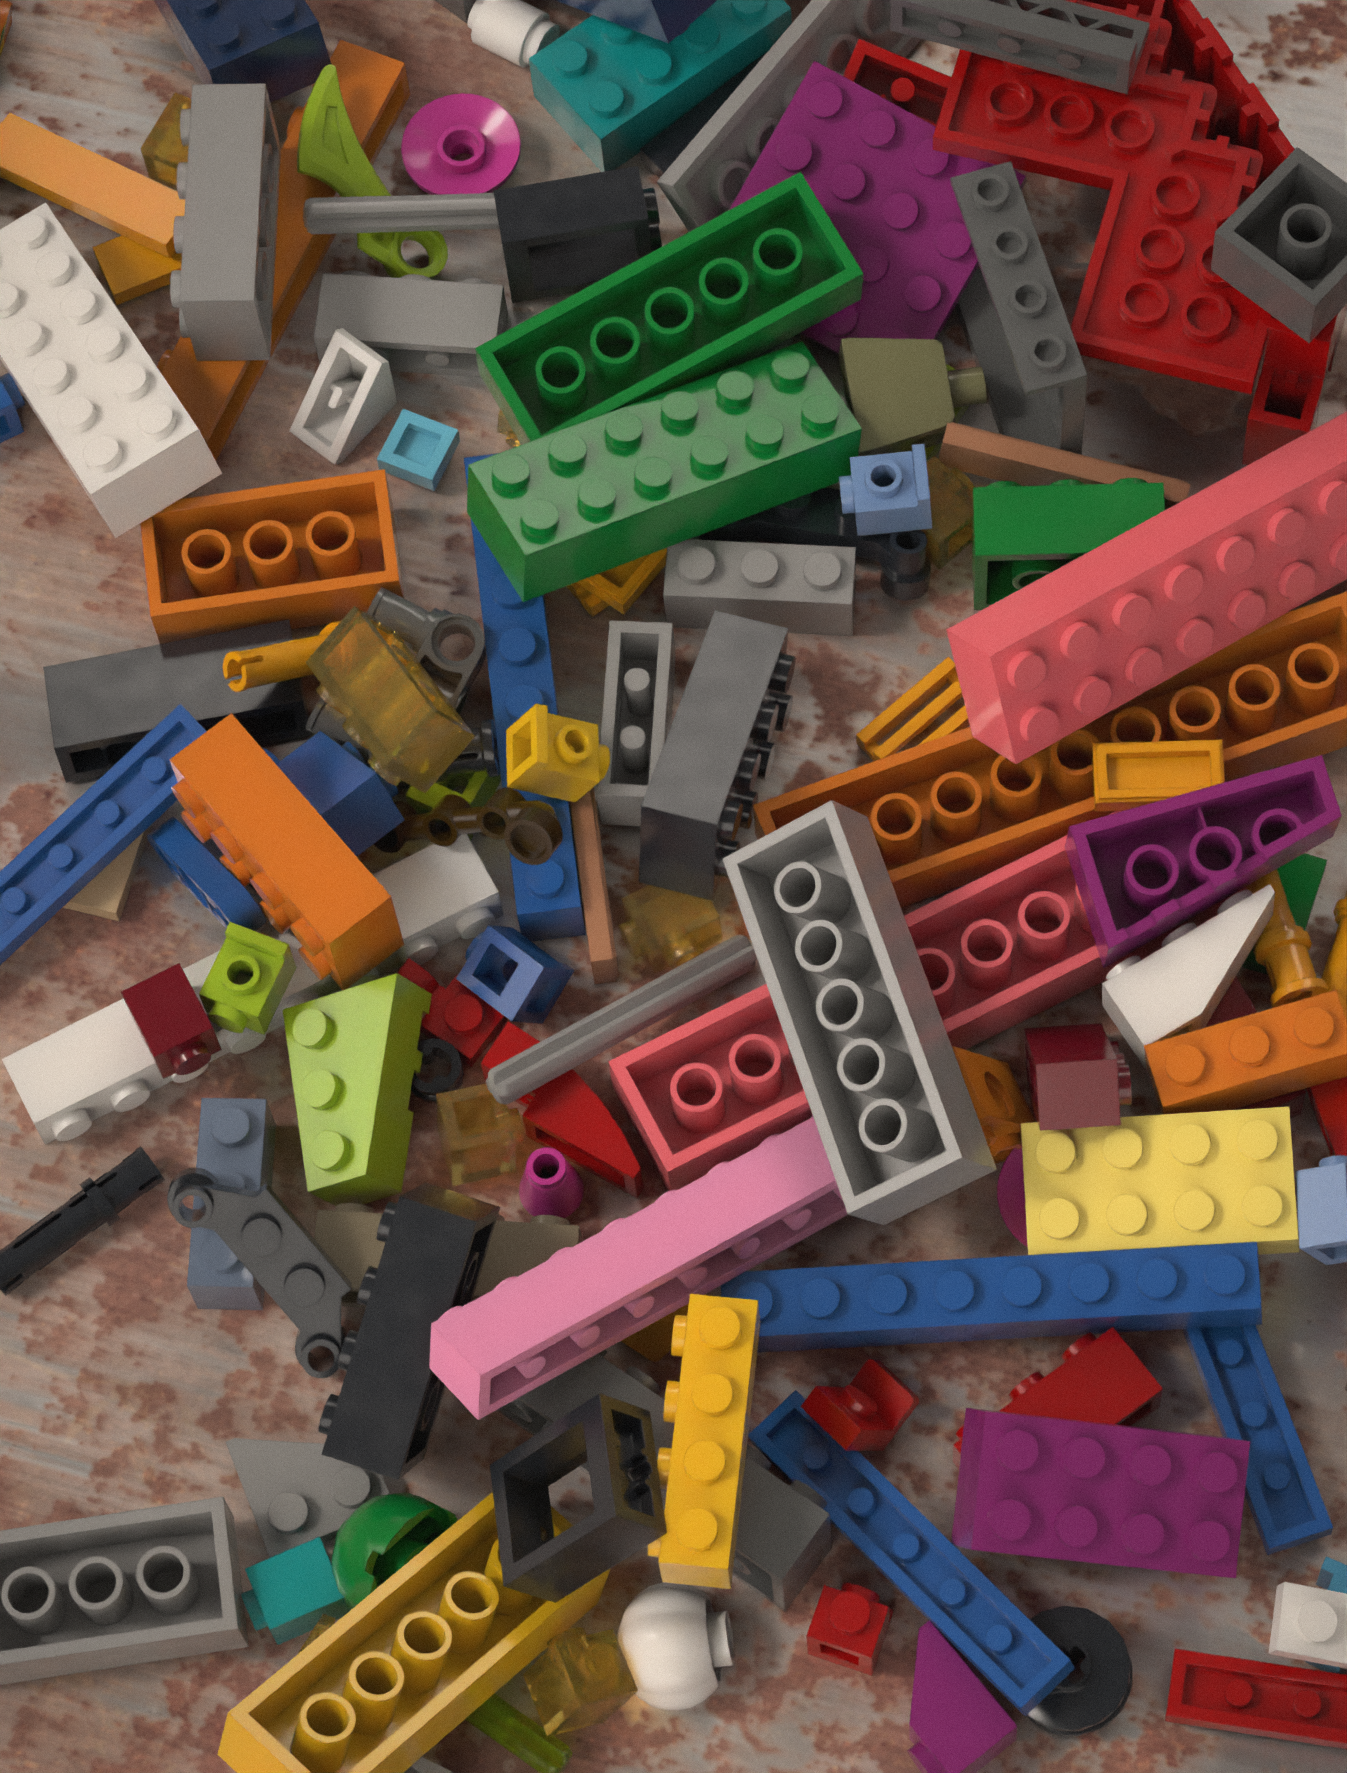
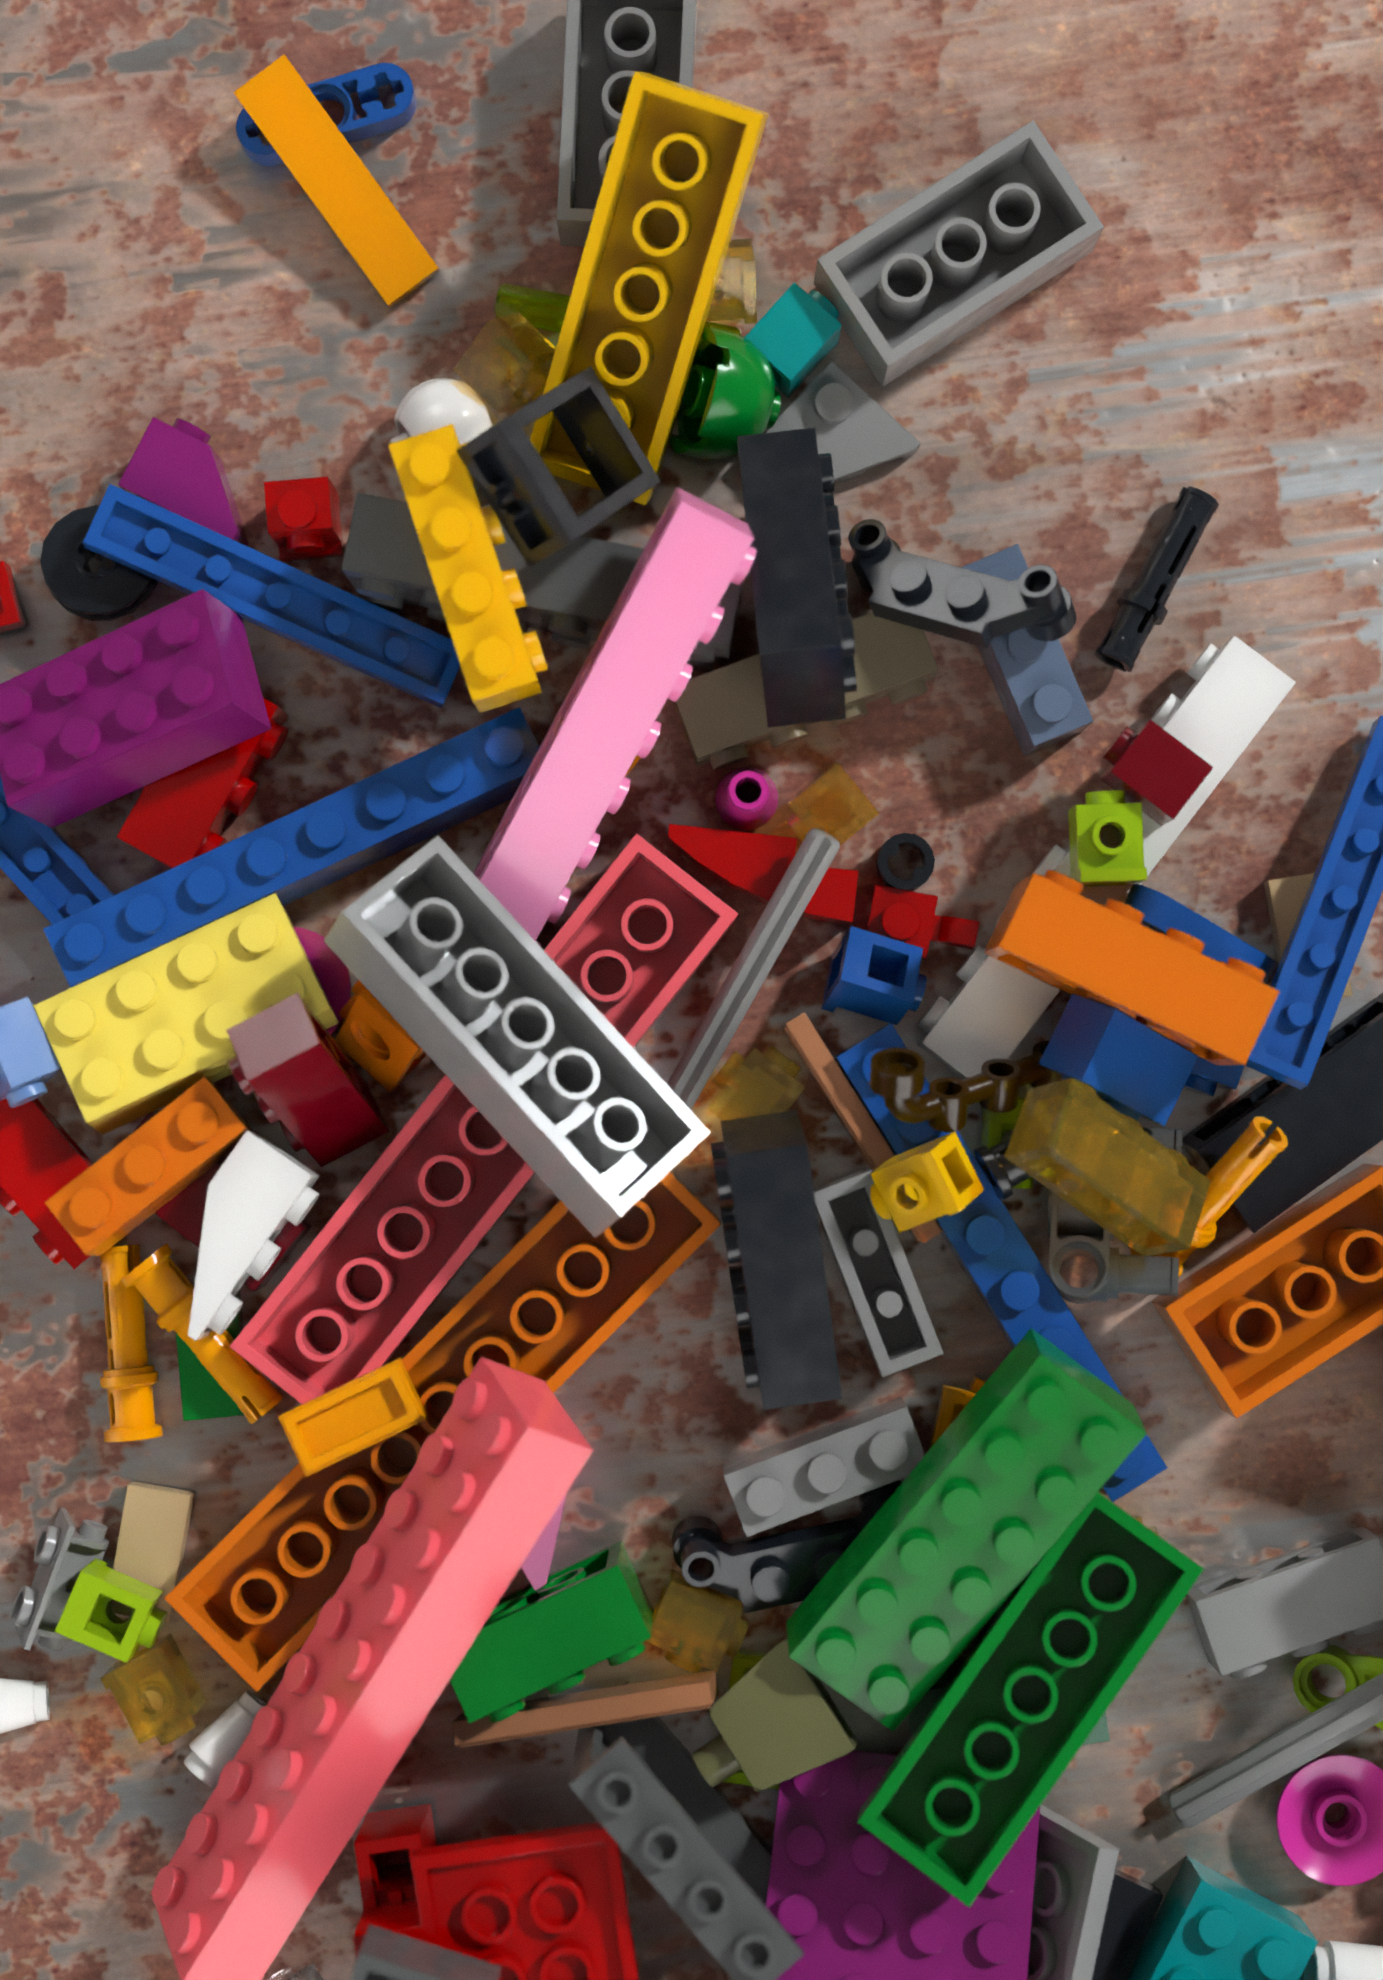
camera: 150 degrees right, 20 degrees up
(344, 398) = (1319, 1490): white slope -> none
(353, 1086) = (962, 797): lime wedge -> none
(418, 449) = (1221, 1471): medium azure plate -> none
(574, 231) = (1175, 1765): black window -> none
(865, 1411) = (377, 710): red bracket -> none
(888, 492) = (713, 1598): medium blue brick -> none
(907, 704) = (637, 1350): light orange tile -> none
(1188, 852) = (288, 1330): magenta wedge -> none

